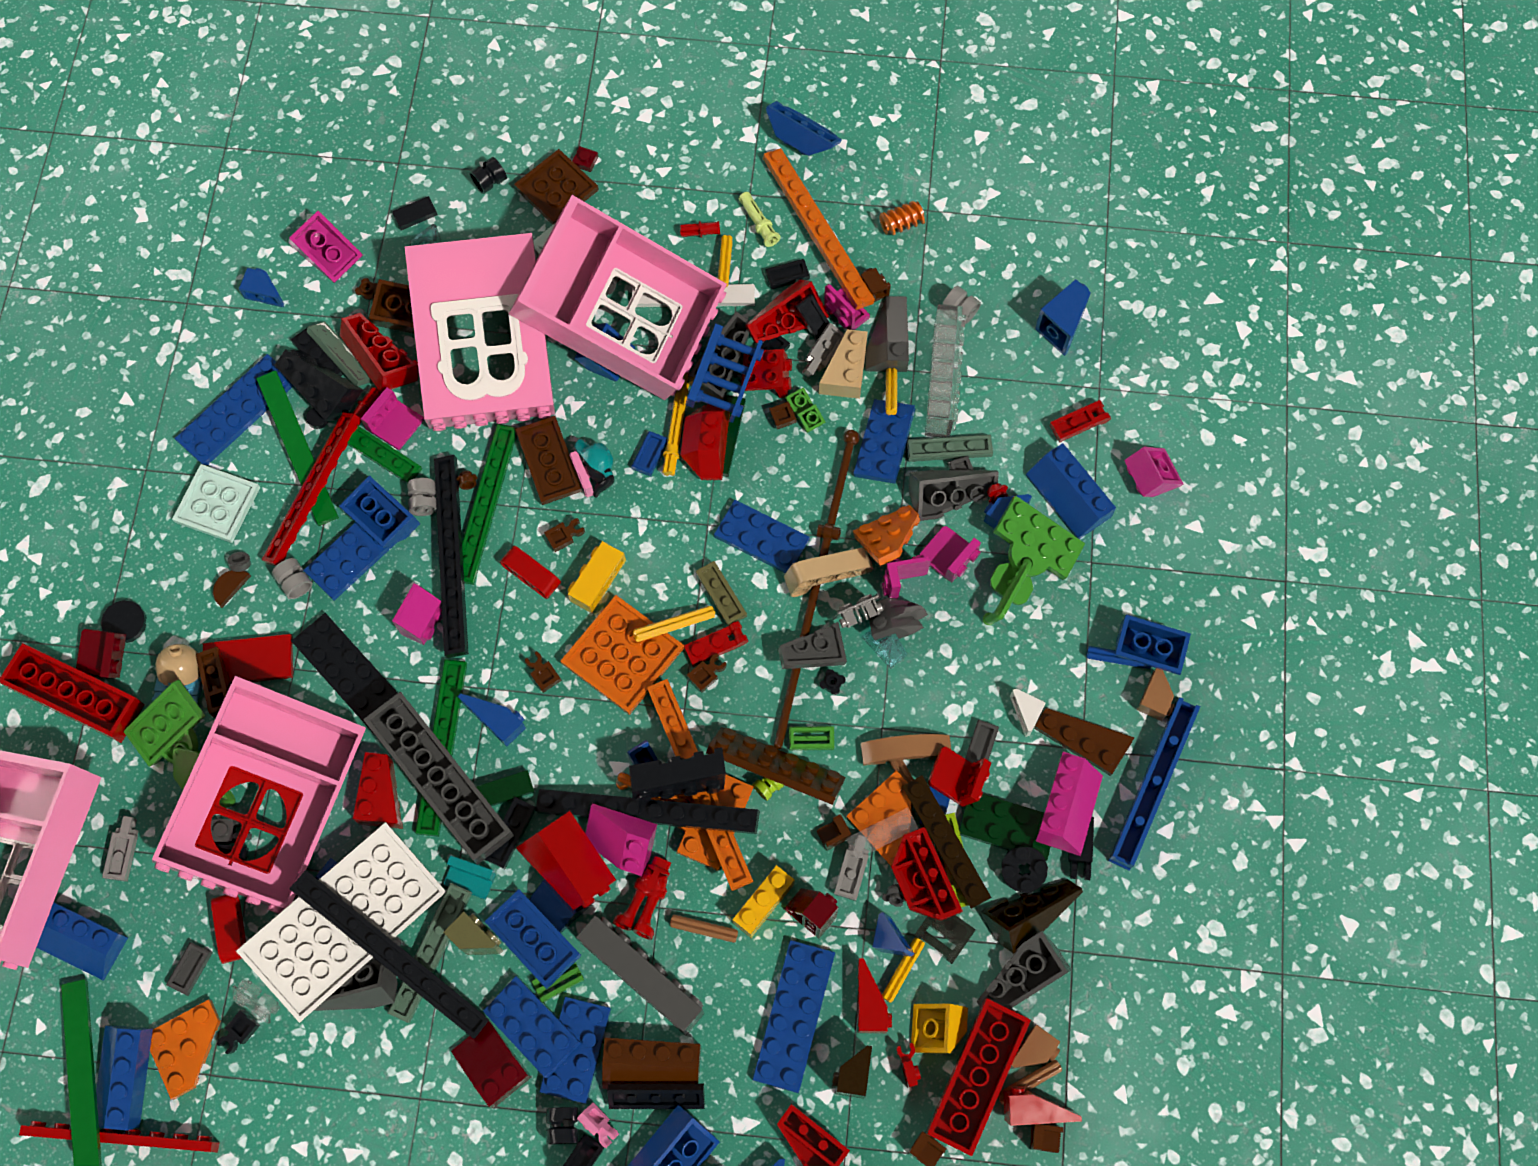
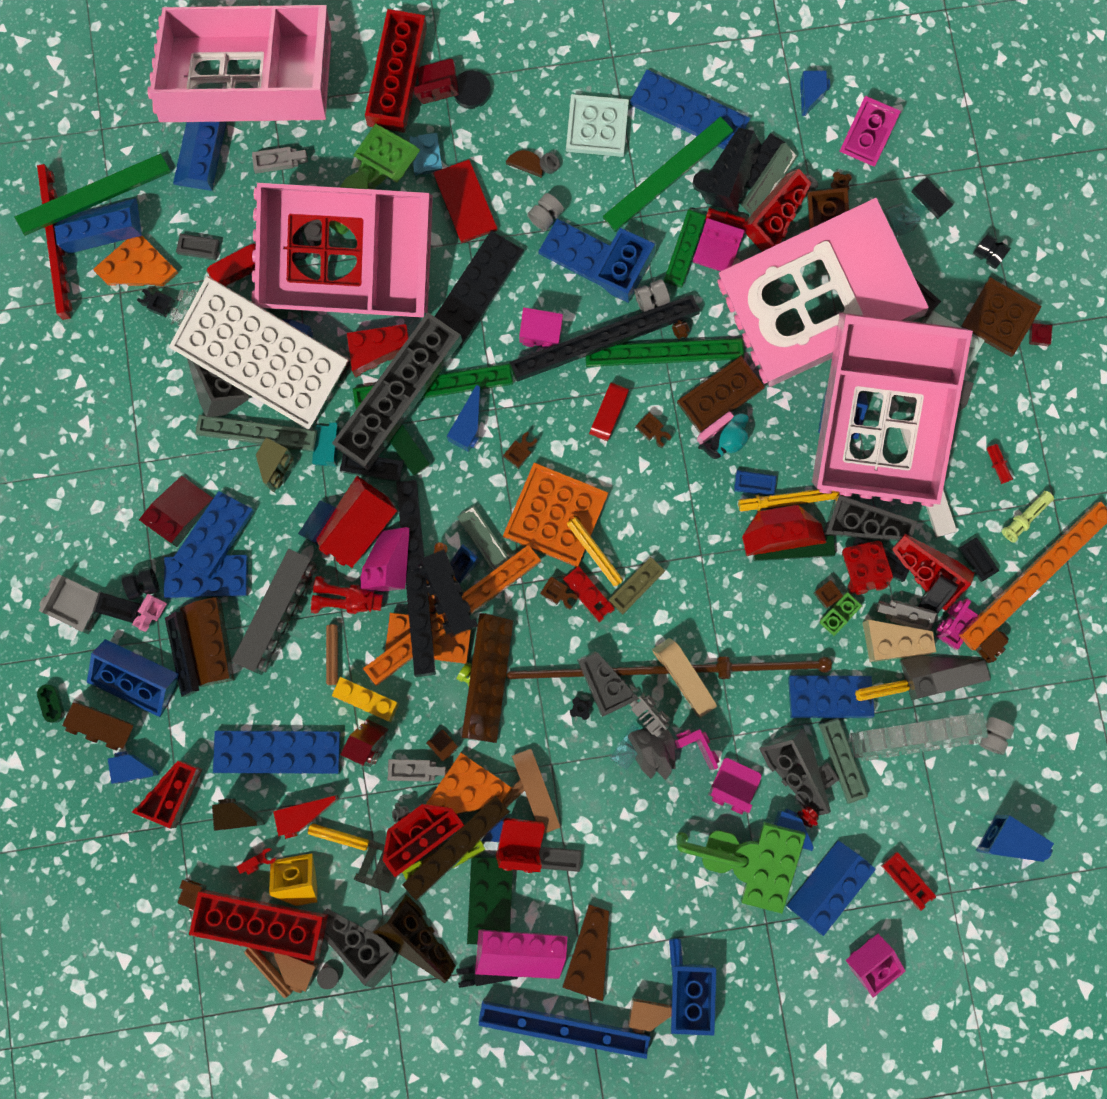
camera: 70 degrees right, 10 degrees up
(177, 663) = (442, 146): tan cylinder -> none
(213, 678) = (438, 179): reddish brown slope -> none
(310, 489) = (631, 199): red plate -> none
(389, 954) = (239, 399): black plate -> none
(533, 939) = (286, 513): blue plate -> none
(540, 990) = (247, 532): bright green tile -> none
(596, 576) = (621, 470): yellow brick -> none
(625, 735) = (483, 538): none -> sand green tile
(705, 376) = (859, 511): blue fence -> none
(725, 259) = (972, 496): yellow axle -> none
(761, 536) = (702, 608): blue plate -> none
(822, 729) = (529, 720): bright green tile -> none
(882, 833) = (449, 788): clear plate -> none
(888, 534) = (734, 723): orange plate -> none
(889, 938) = (361, 818): blue slope -> none
(902, 217) = (1073, 654): orange piece -> none
(1026, 882) = (441, 928): black plate -> none
(1027, 709) = (601, 895): white slope -> none
(1028, 1108) = (243, 978): slope -> none
(1045, 1138) = (224, 996): reddish brown panel -> none
(1050, 1018) = (327, 978): none -> dark grey tile

